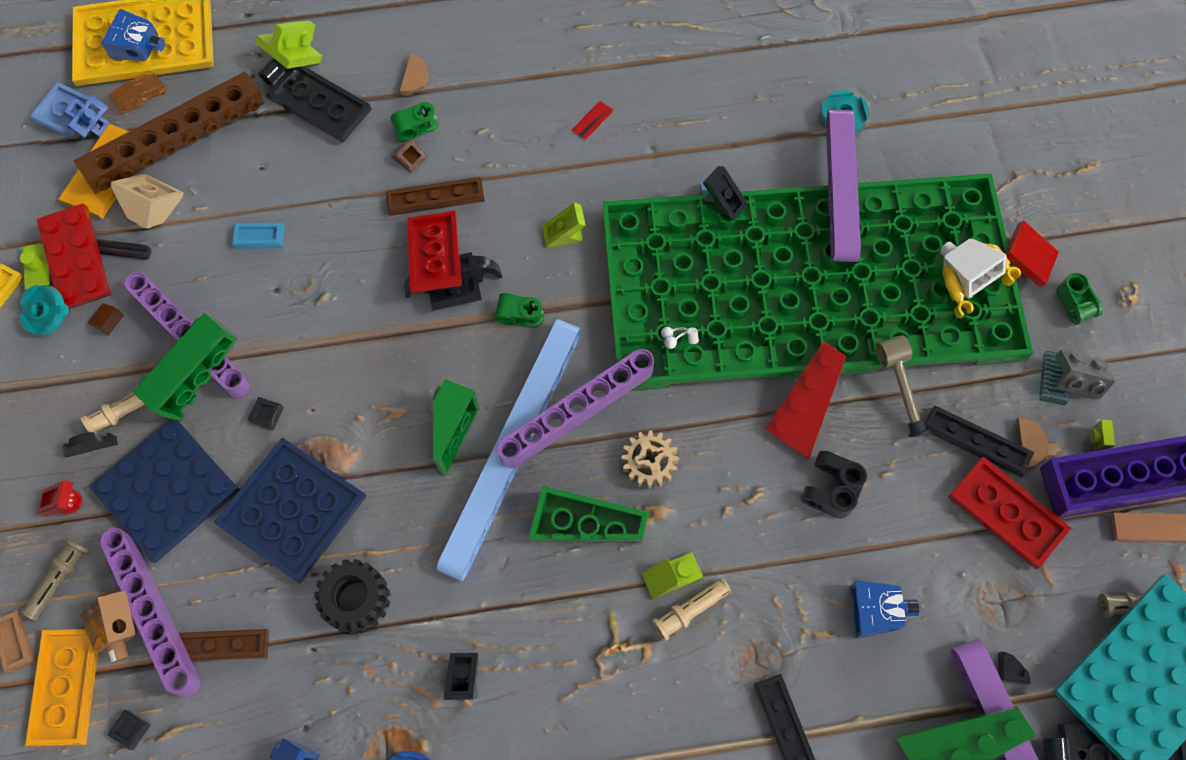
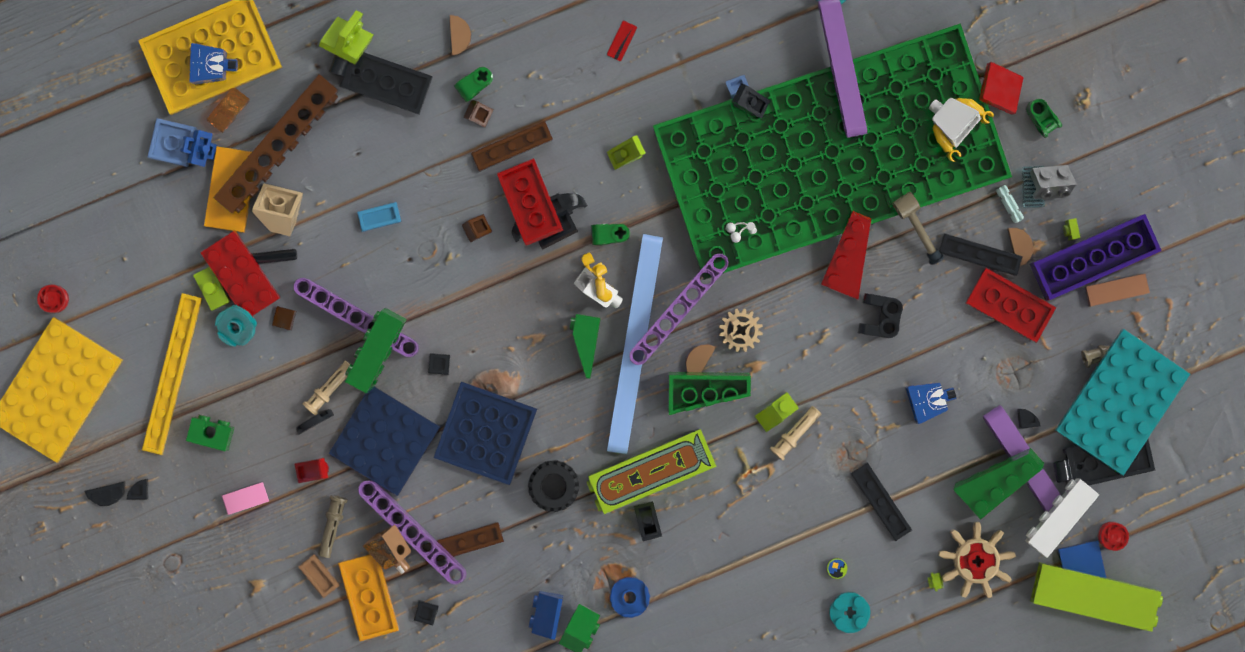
camera: 25 degrees left, 20 degrees up
(365, 272) = (476, 228): none -> reddish brown slope
(483, 361) = (593, 285): none -> torso
(485, 611) = (651, 471): none -> brick
(590, 481) = (699, 357): none -> medium nougat tile
(1023, 390) = (1010, 204): none -> light aqua axle

